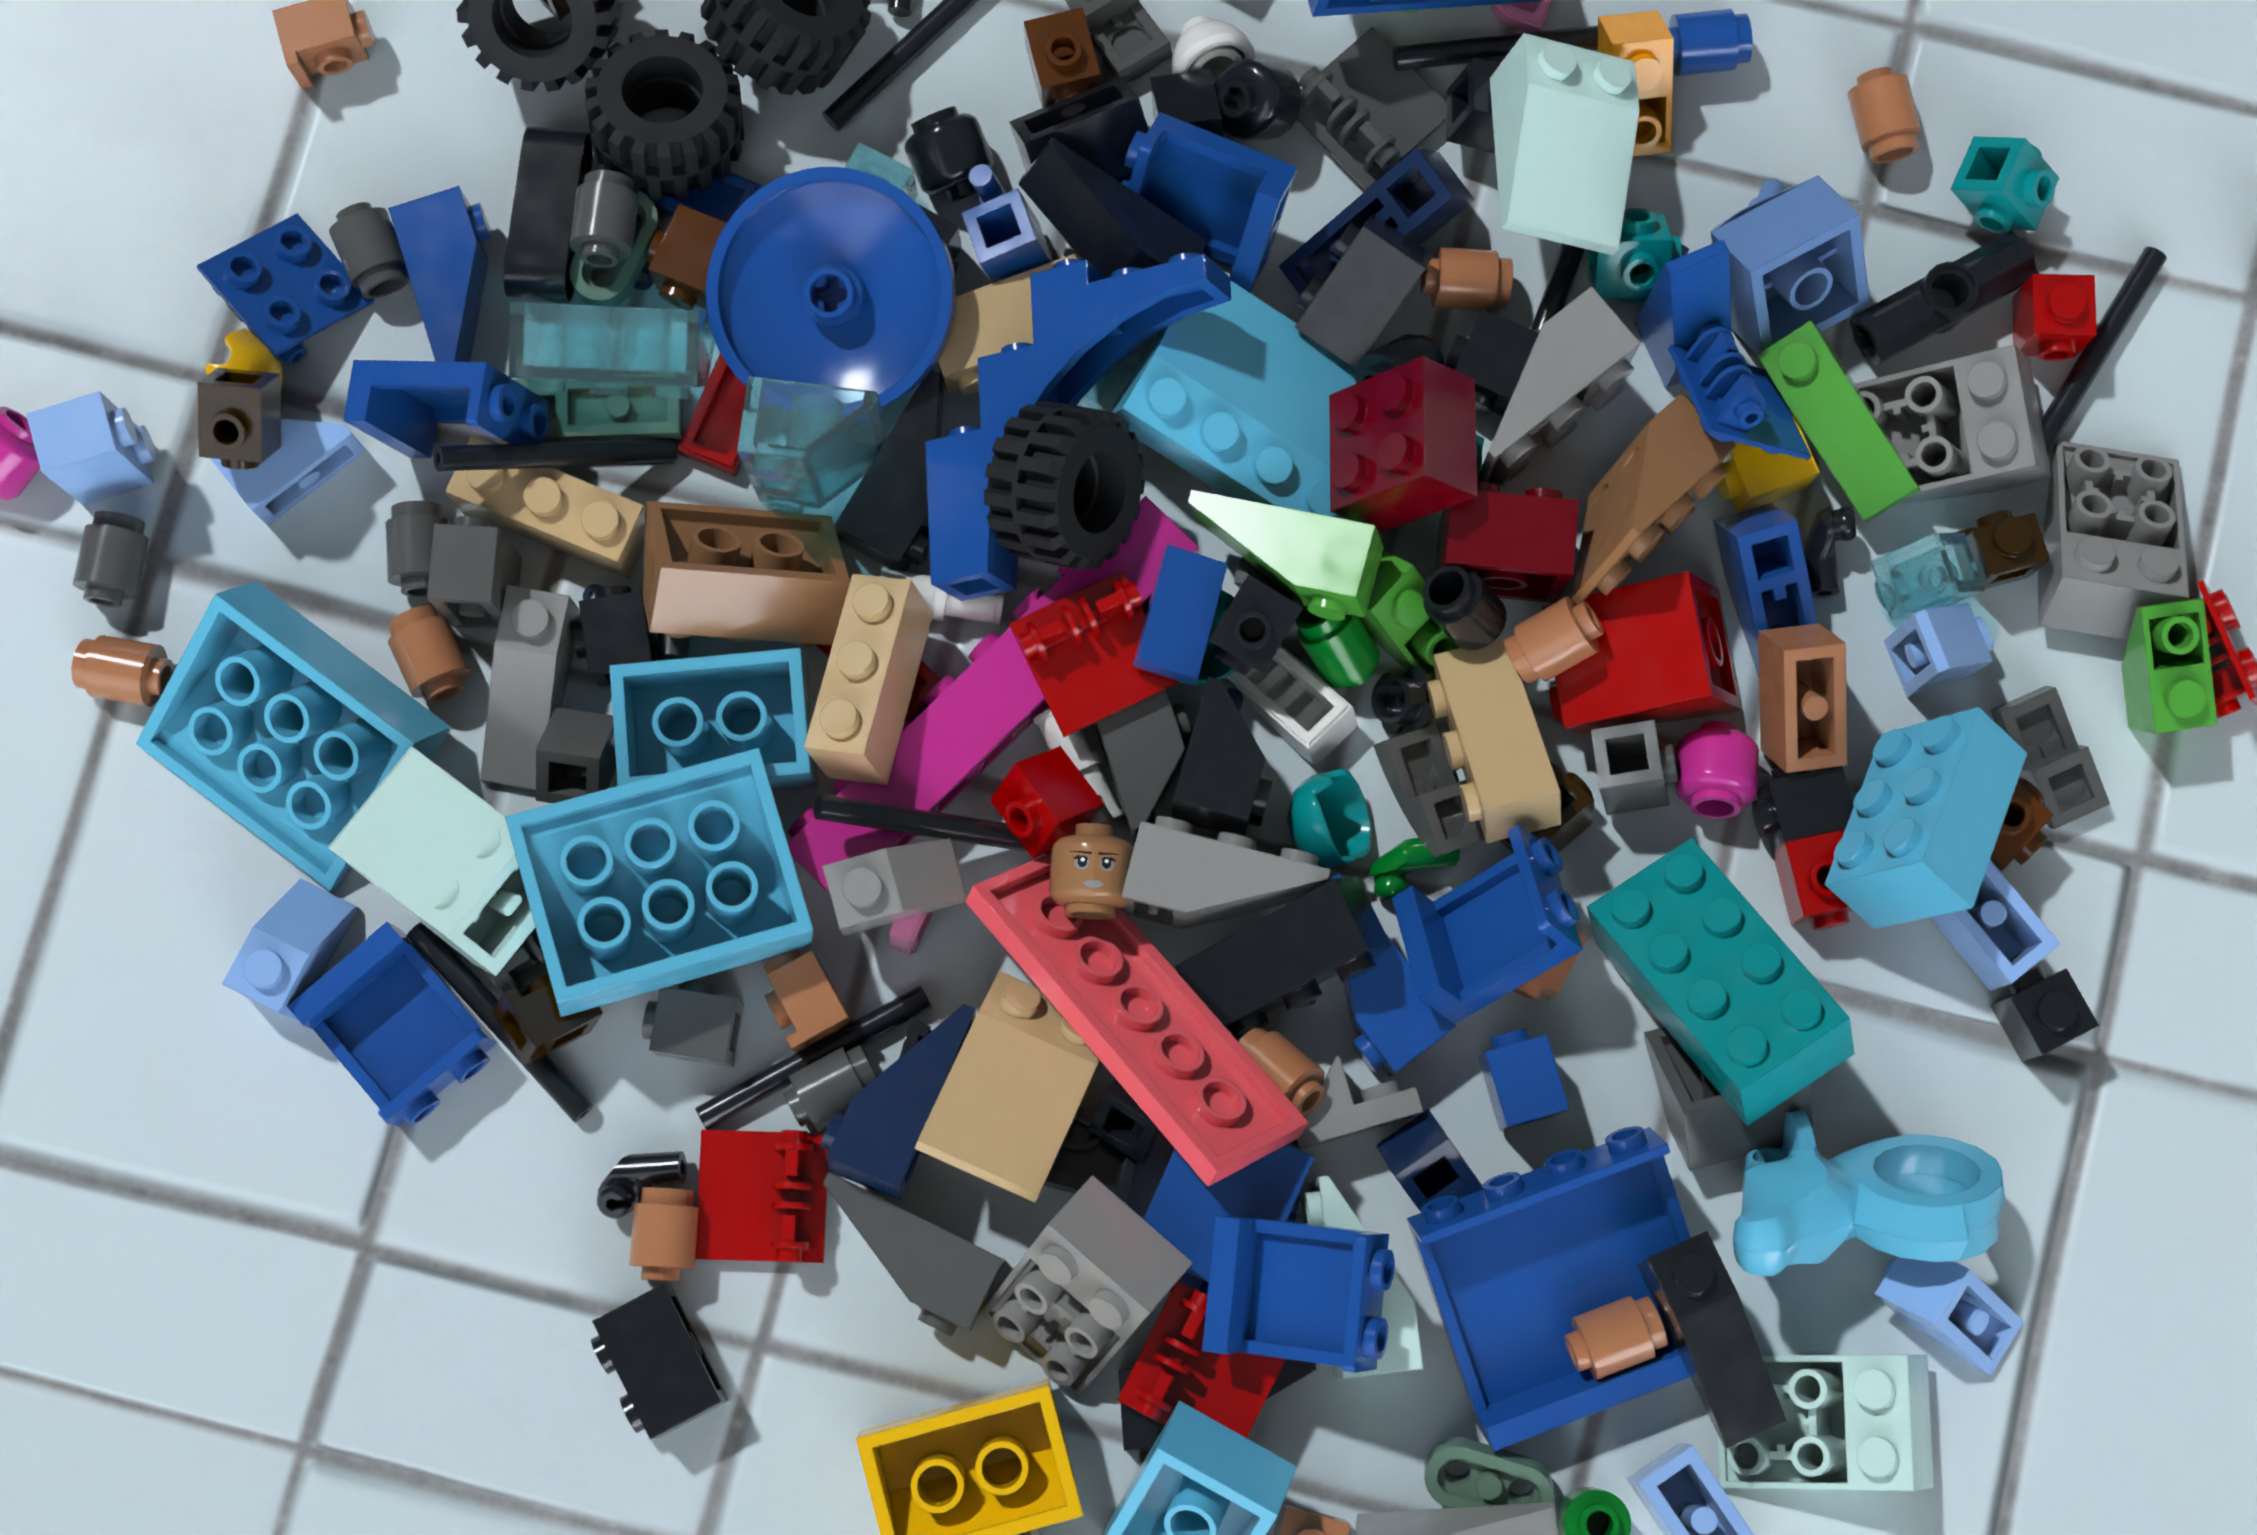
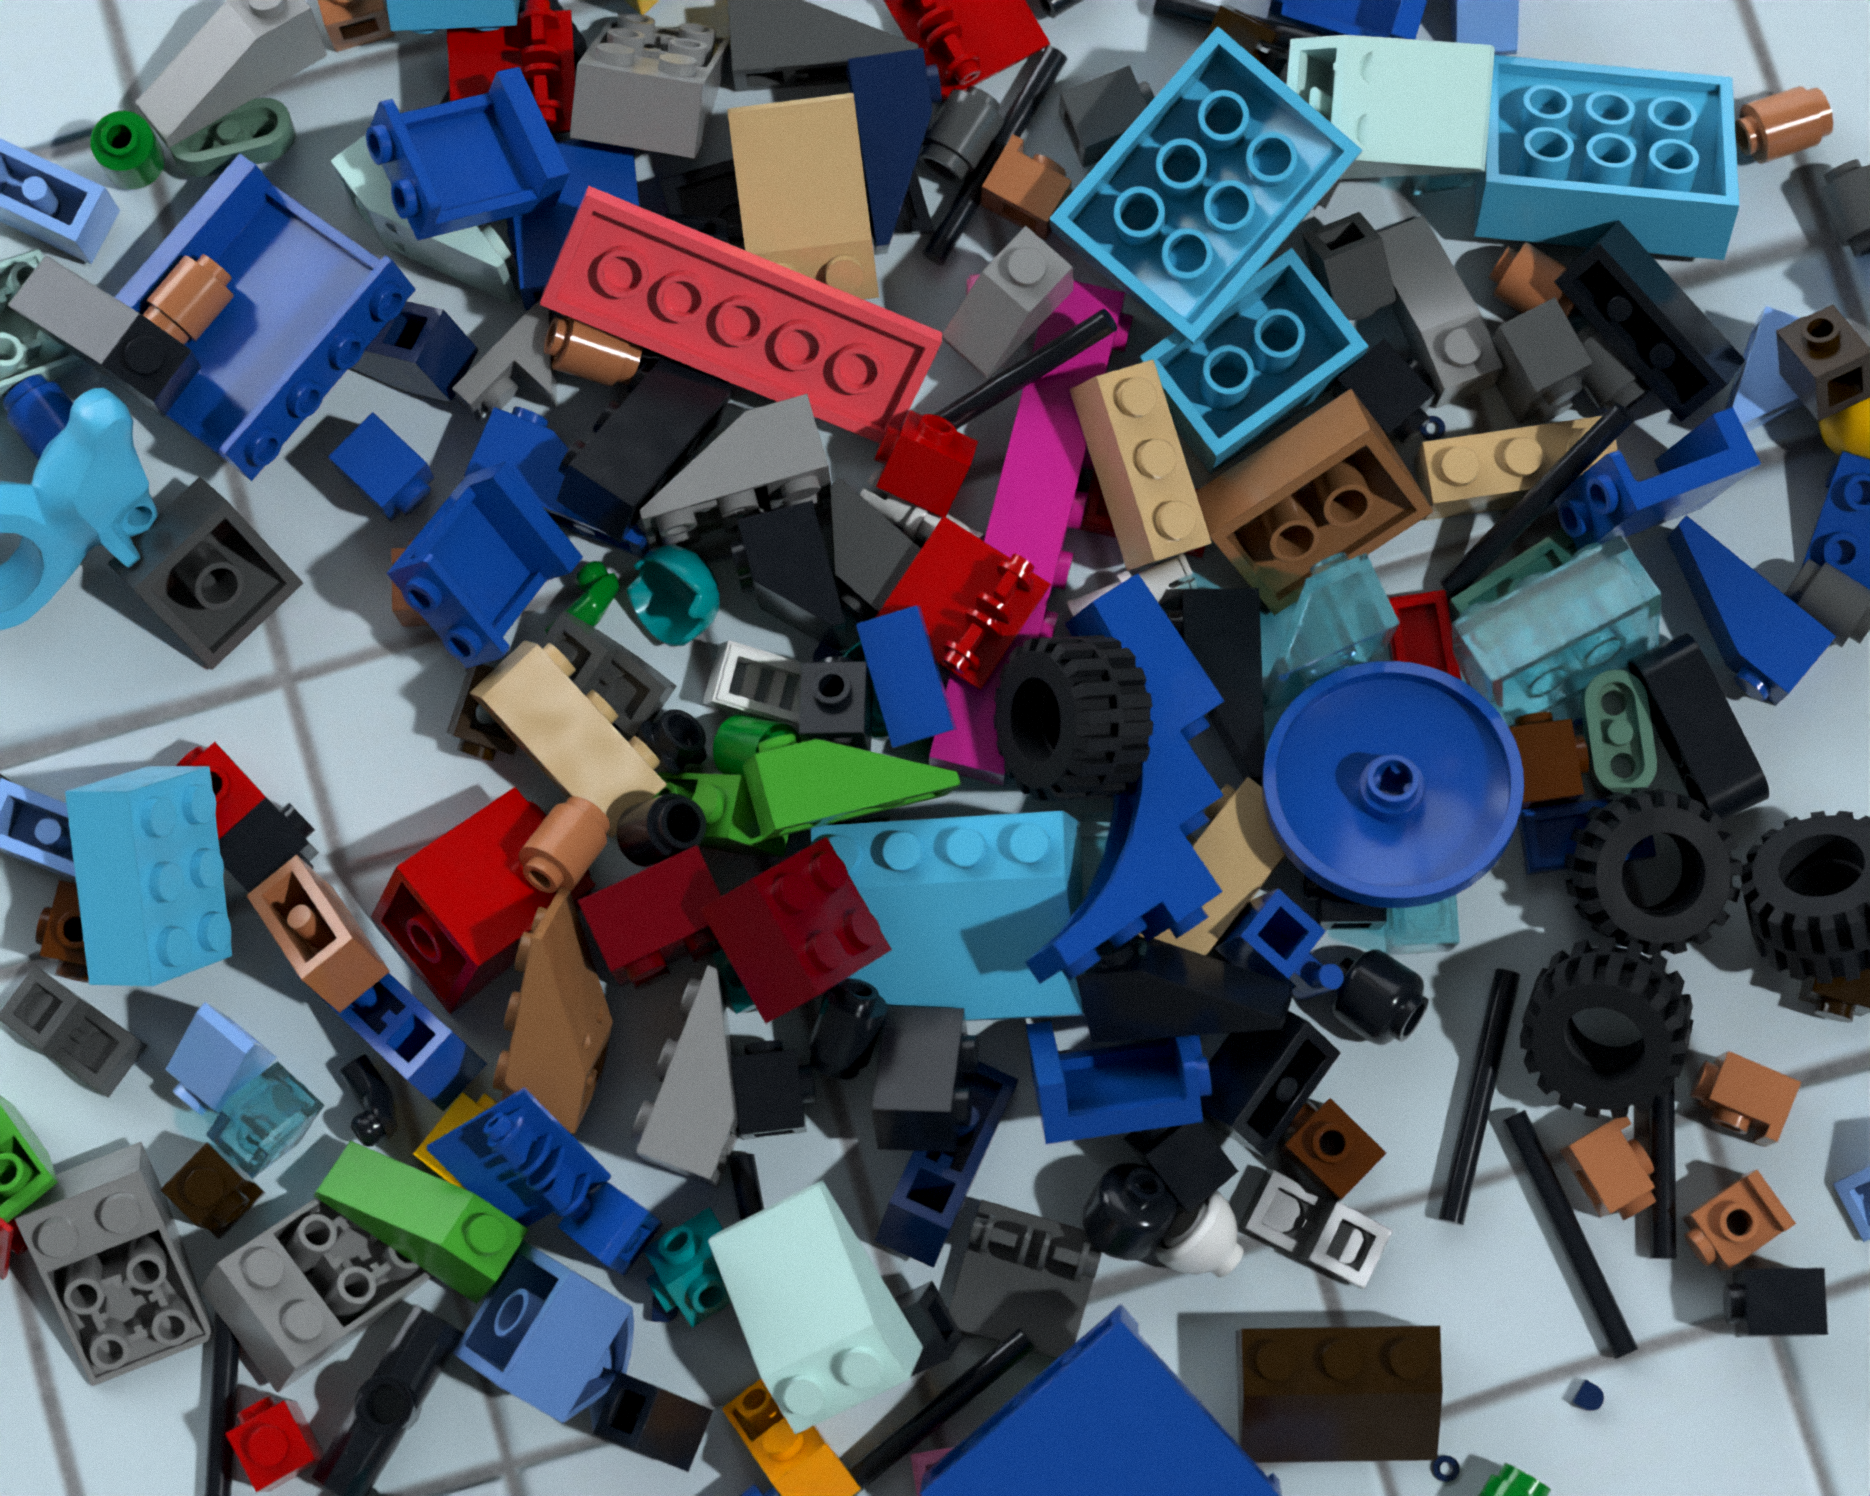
camera: 150 degrees right, 0 degrees up
(357, 555) = (1650, 321): none -> black brick
(604, 218) = (1639, 738): dark grey brick -> none
(1090, 872) = (849, 411): medium nougat head -> none
(1467, 279) = (840, 1157): nougat brick -> none
(1633, 767) = (435, 789): dark grey brick -> none
(1717, 770) = (361, 837): dark pink head -> none
(1721, 981) = (257, 632): teal brick -> none
(1737, 157) = (666, 1423): none -> black brick
(1798, 1309) = (37, 411): none -> blue brick

